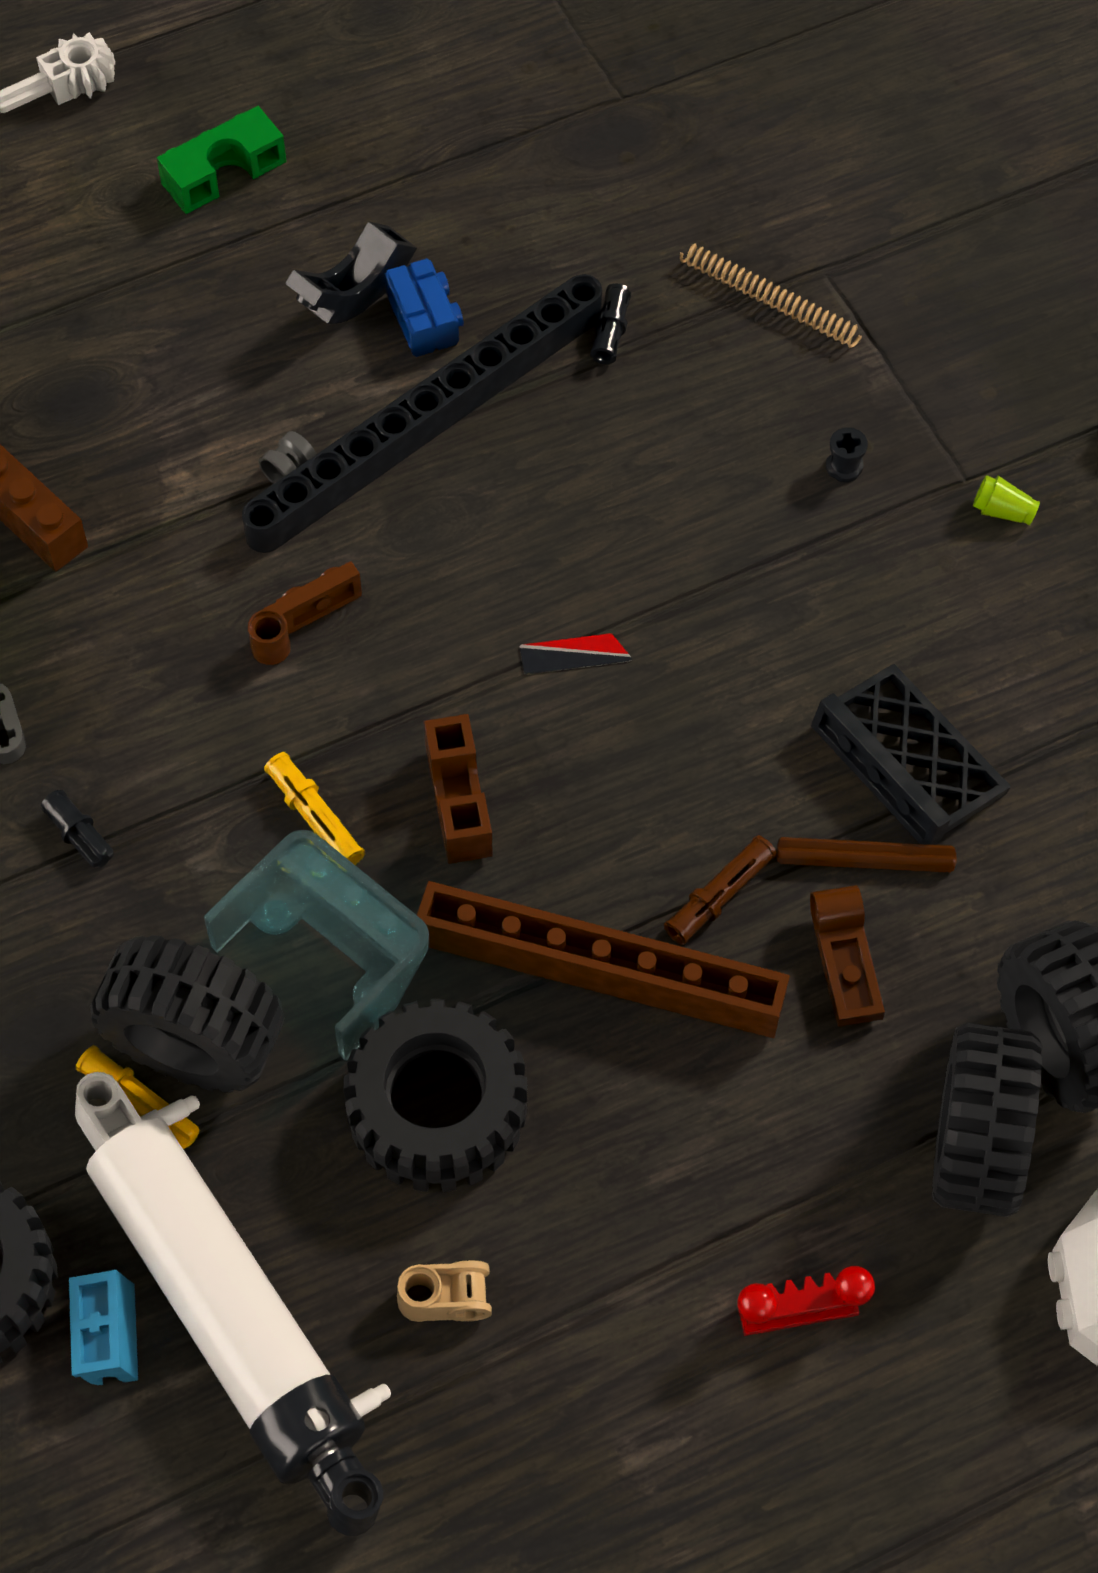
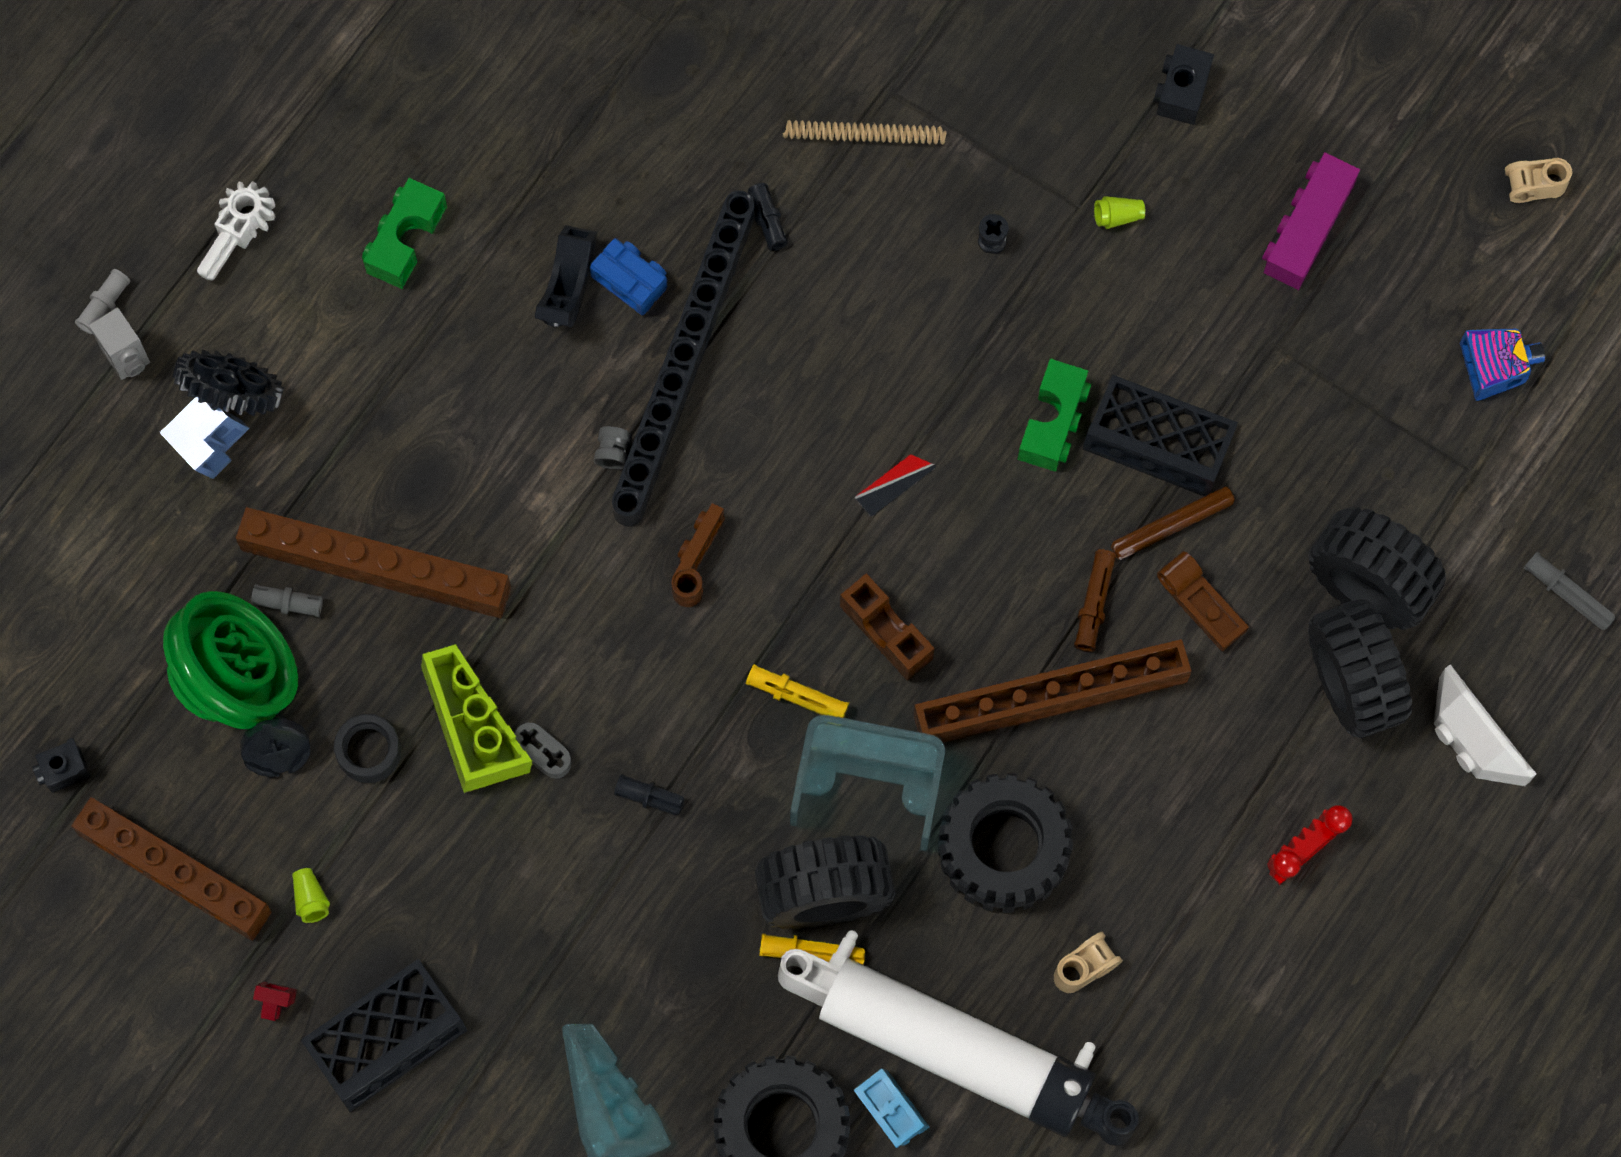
camera: 30 degrees left, 10 degrees up
(773, 693) = (1045, 442): none -> green arch

